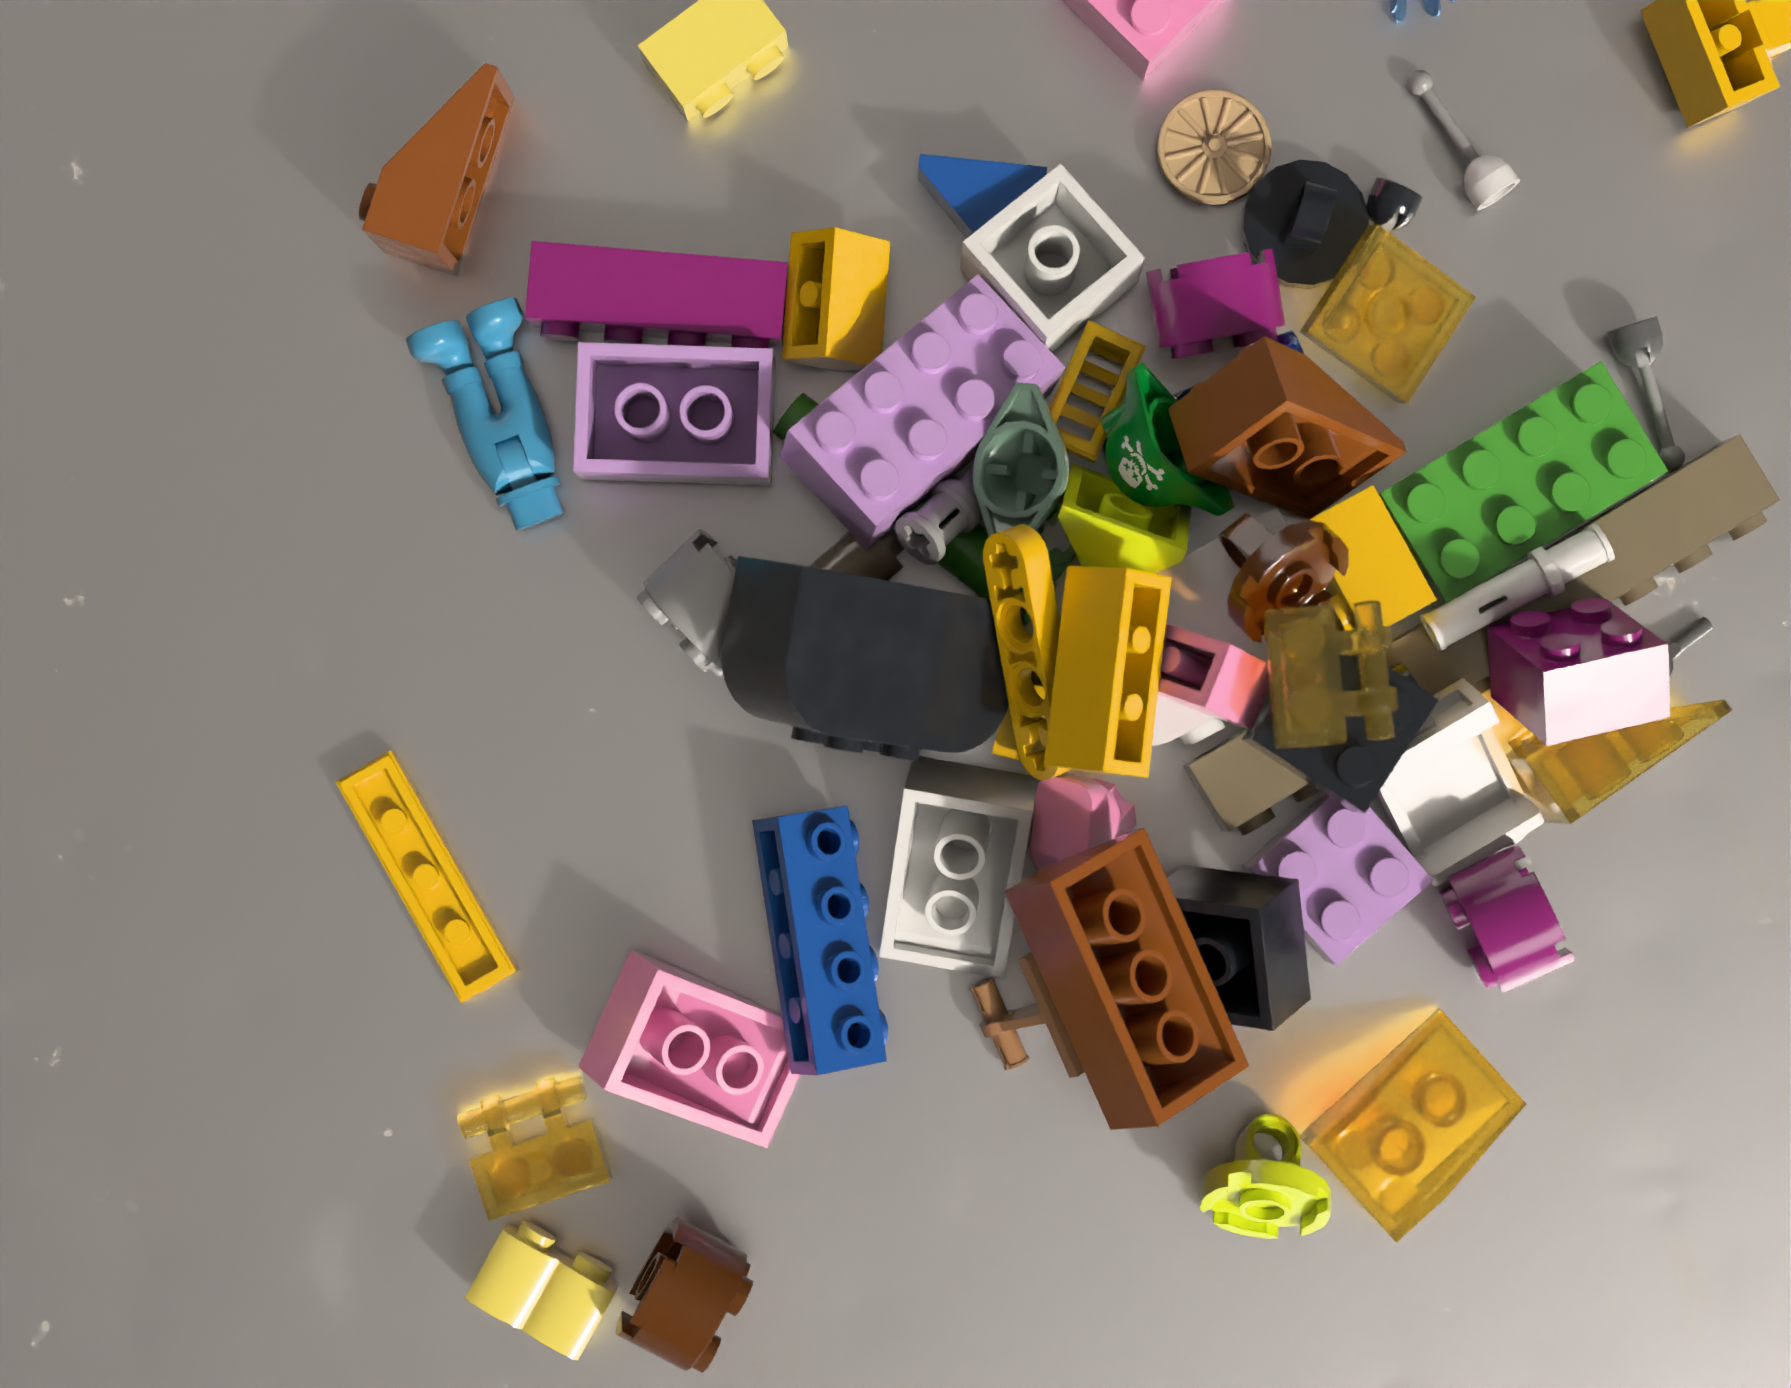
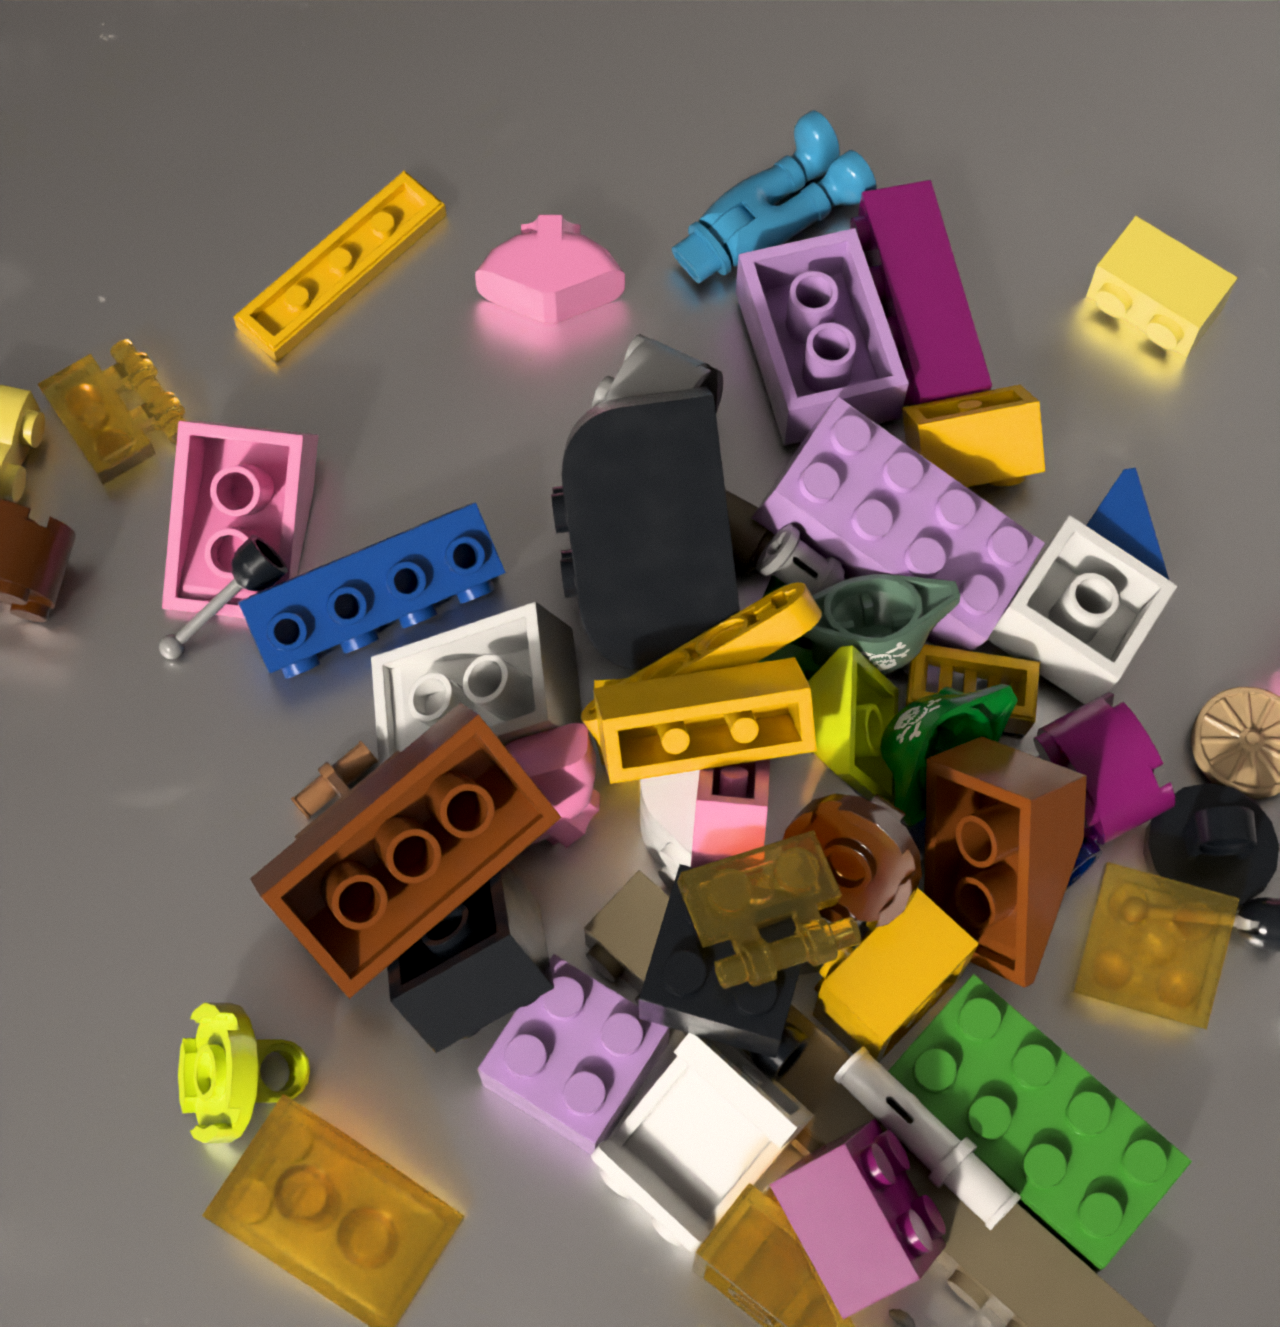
camera: 70 degrees right, 20 degrees down
(438, 178) = (964, 99): dark orange slope -> none
(506, 663) = (550, 272): none -> bright pink piece
(771, 1048) = (253, 568): none -> hinge
(1508, 920) = (573, 1239): magenta brick -> none
(1638, 347) = (1221, 1215): hinge -> none

